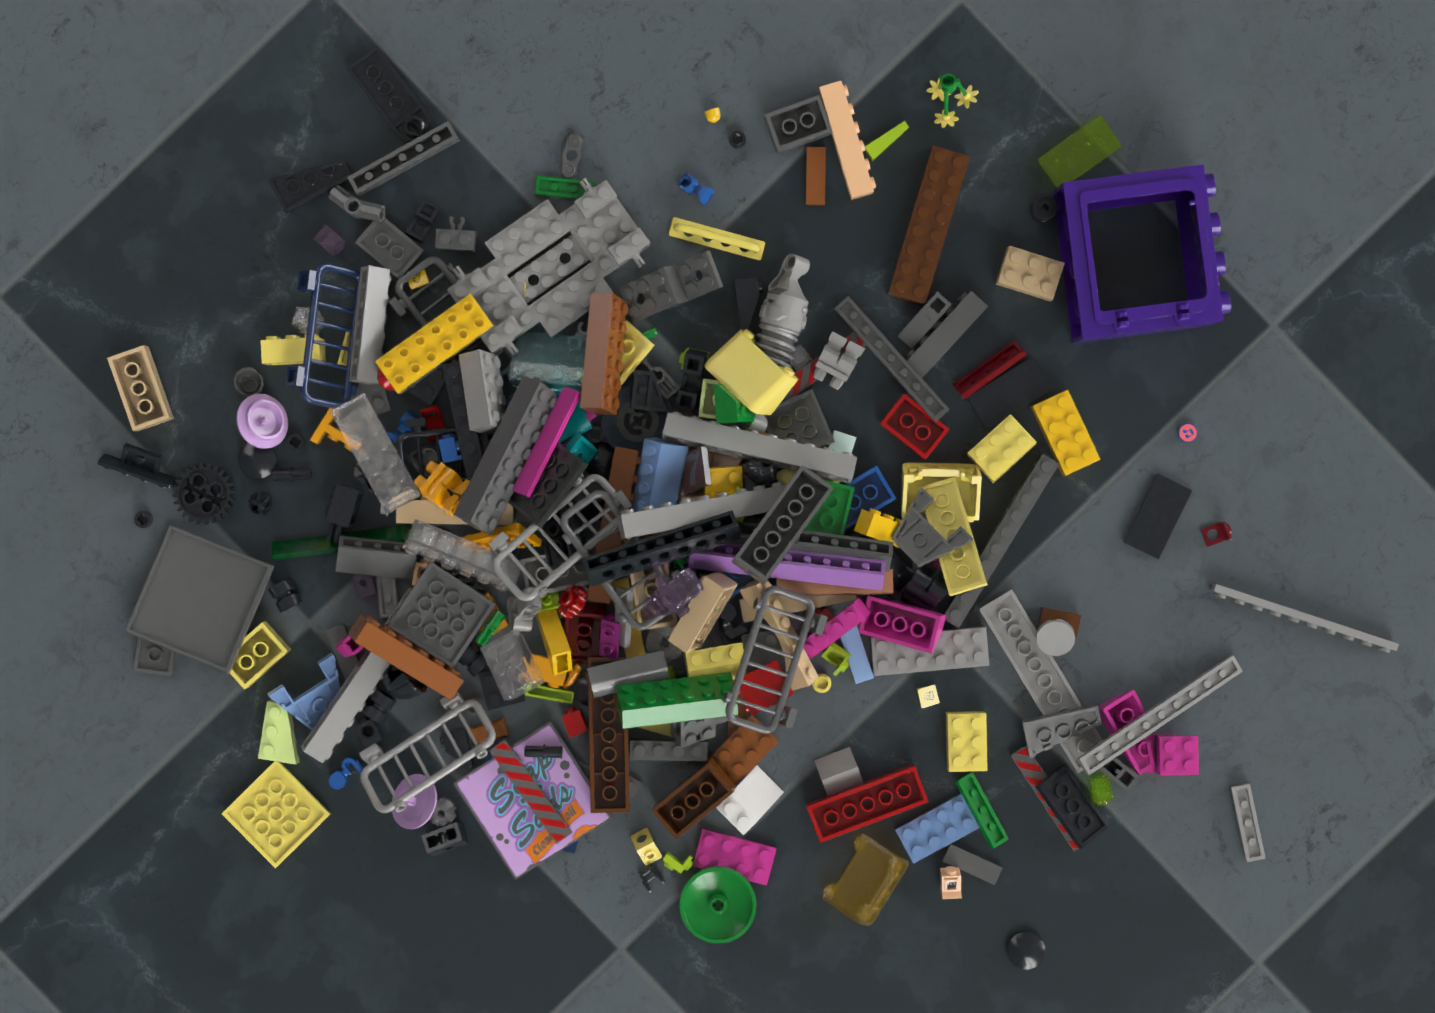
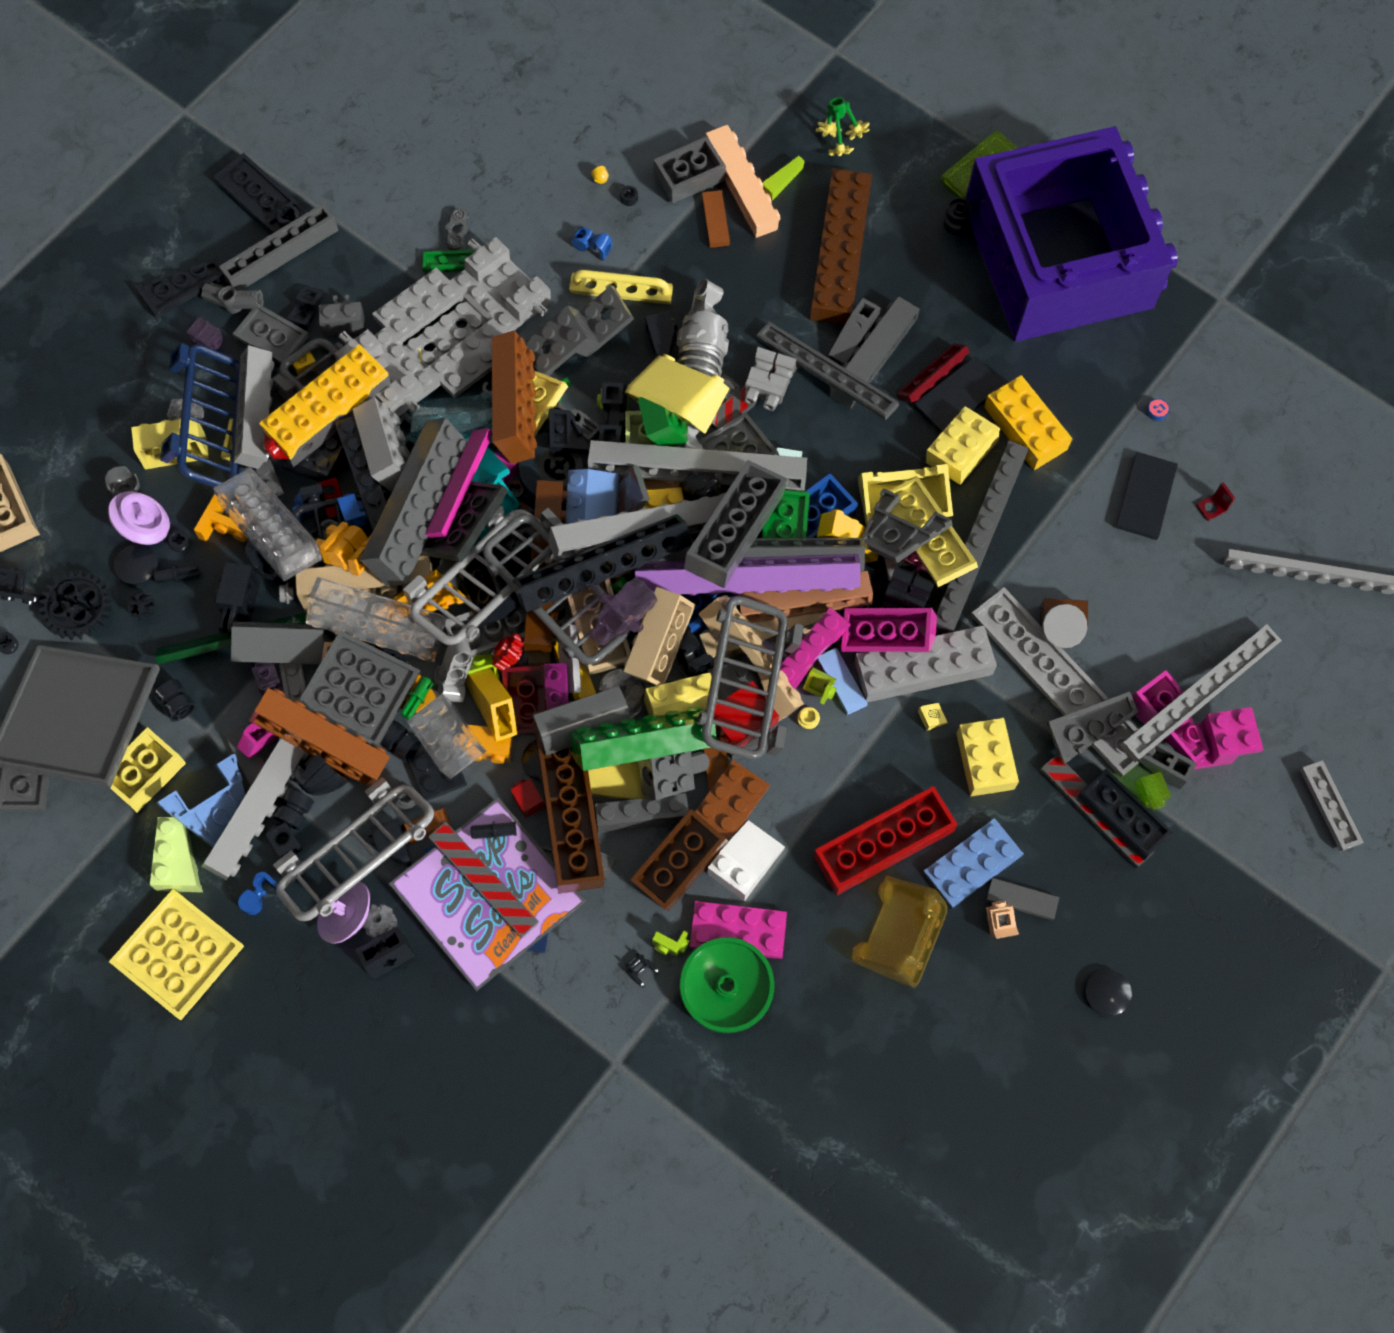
camera: 10 degrees left, 20 degrees down
(551, 693) = (493, 770): lime piece -> none
(573, 675) = (520, 745): light orange piece -> none
(647, 850) = (632, 933): light yellow bracket -> none
(838, 771) = (844, 811): light grey slope -> none
(914, 426) = (863, 435): red brick -> none
(981, 810) = (1021, 833): green plate -> none
(1029, 273) = (956, 277): tan brick -> none

